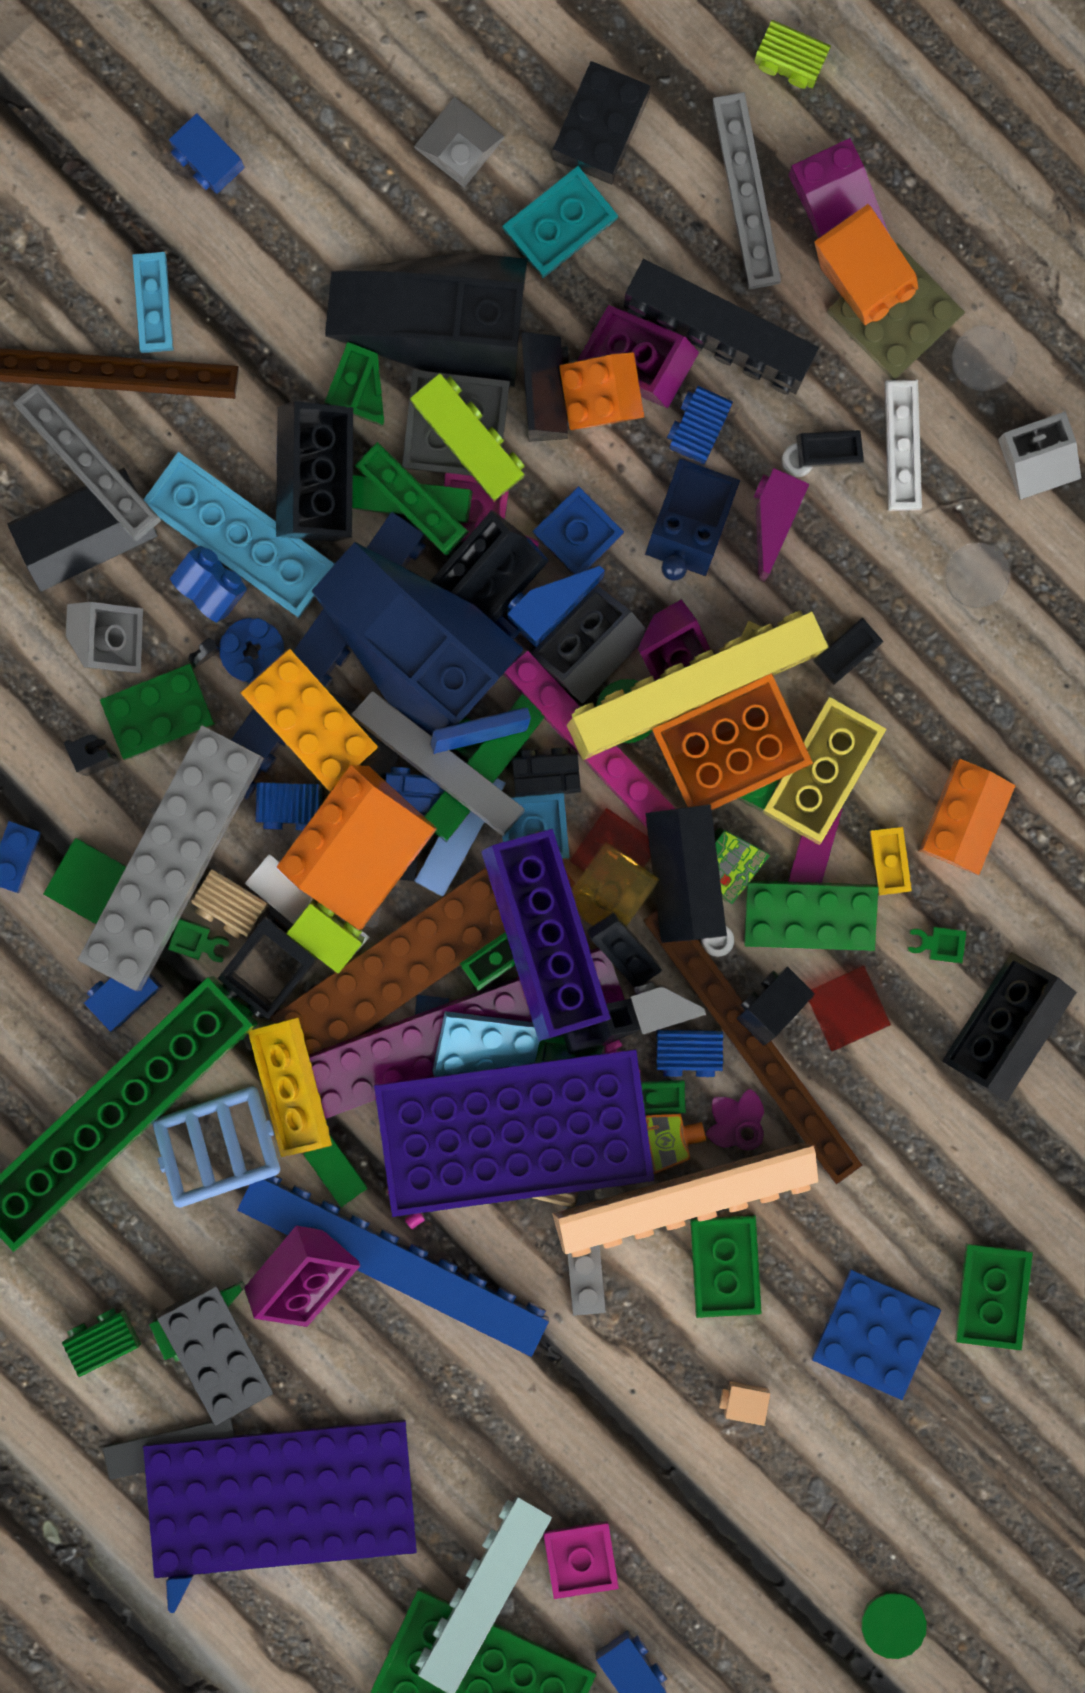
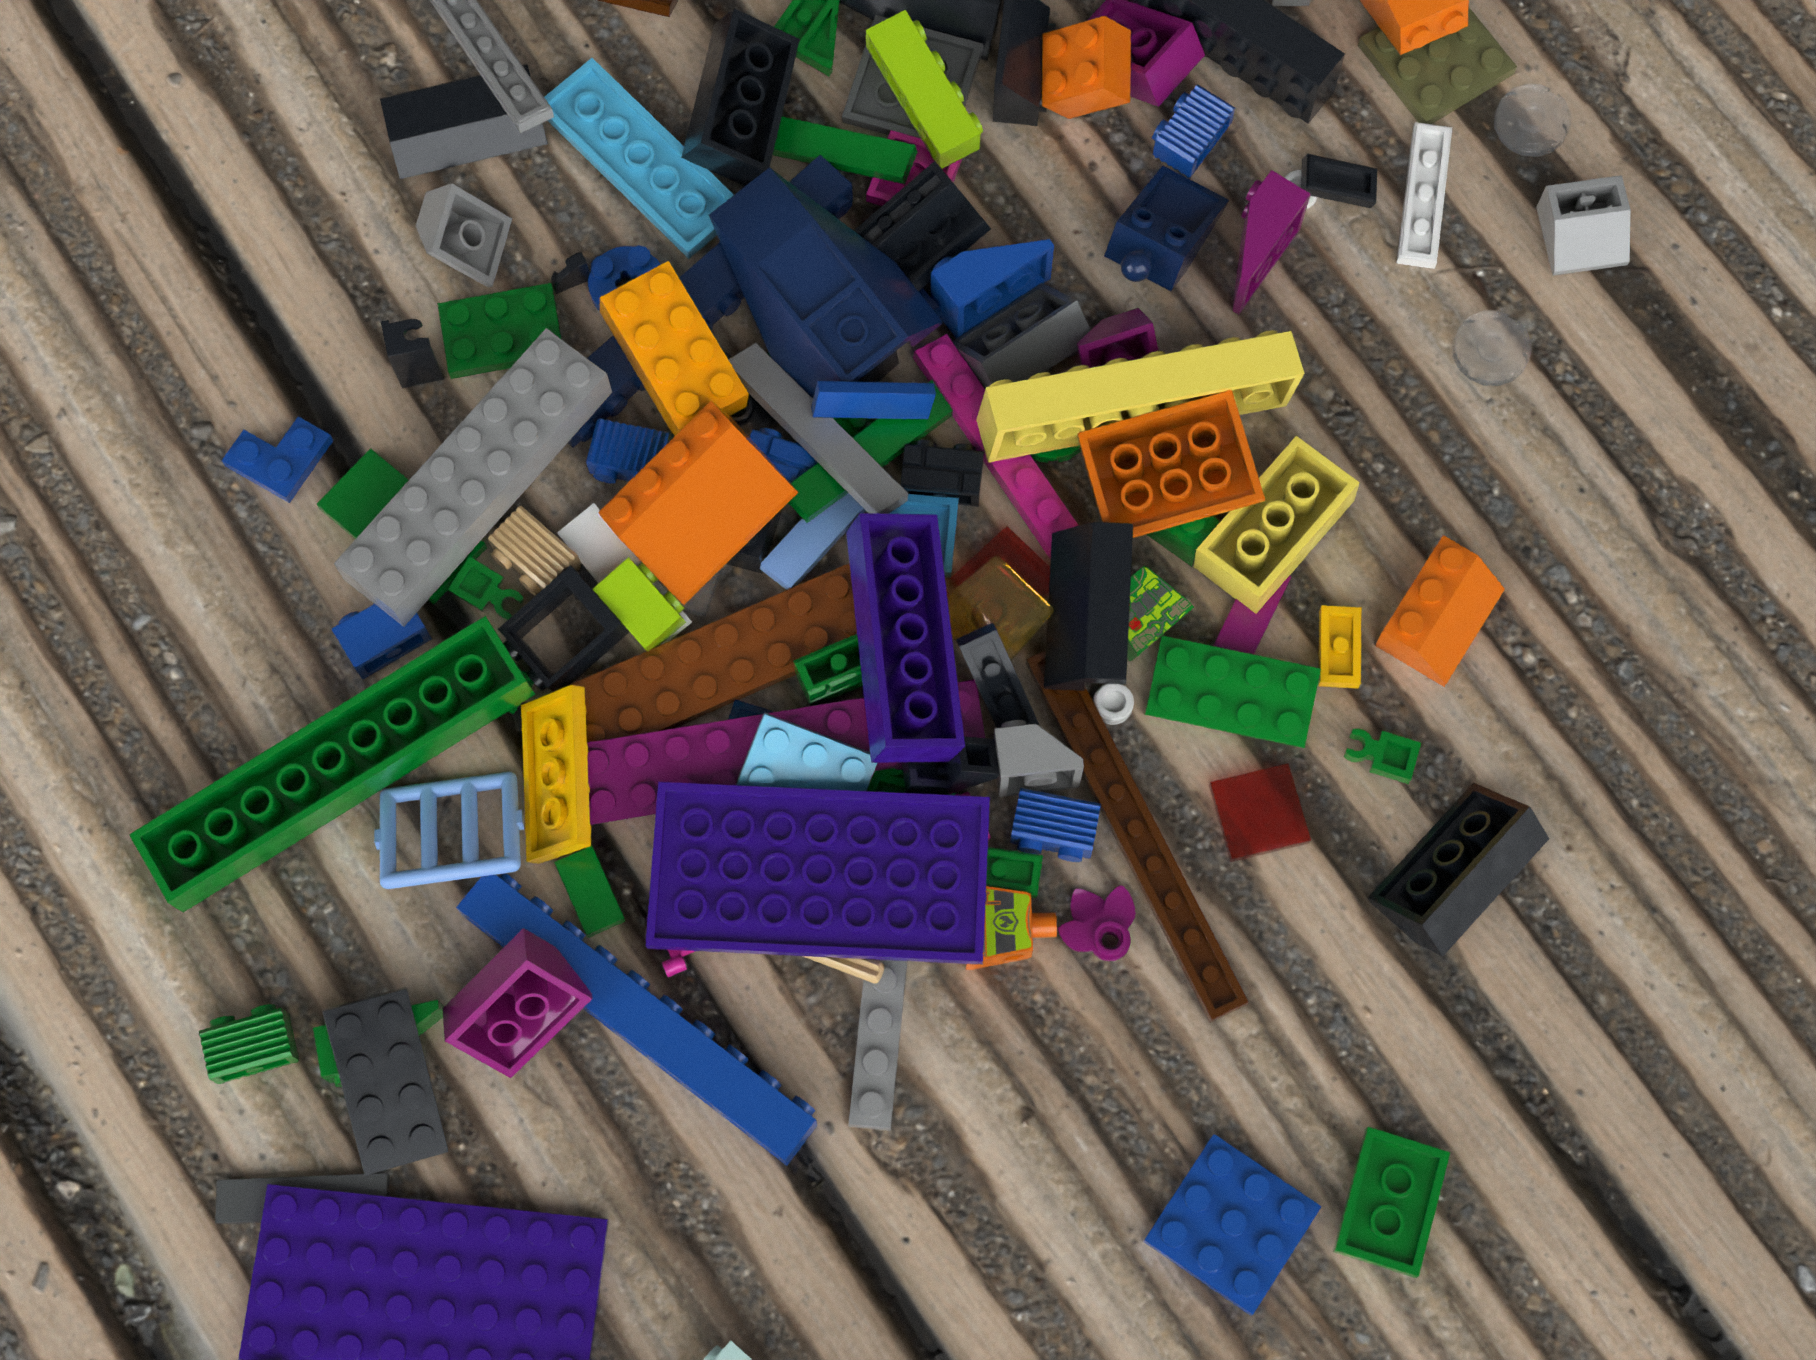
camera: 10 degrees right, 15 degrees down
(208, 583) = (593, 197): blue brick -> none
(411, 498) = (846, 145): green tile -> none
(578, 532) = (1031, 213): blue plate -> none
(685, 1198) = (1019, 995): light nougat slope -> none
(725, 1266) = (1053, 1101): green tile -> none
(745, 1403) = (1048, 1277): light nougat brick -> none
(775, 1005) = (1170, 784): black brick -> none
(848, 651) = (1325, 404): black tile -> none

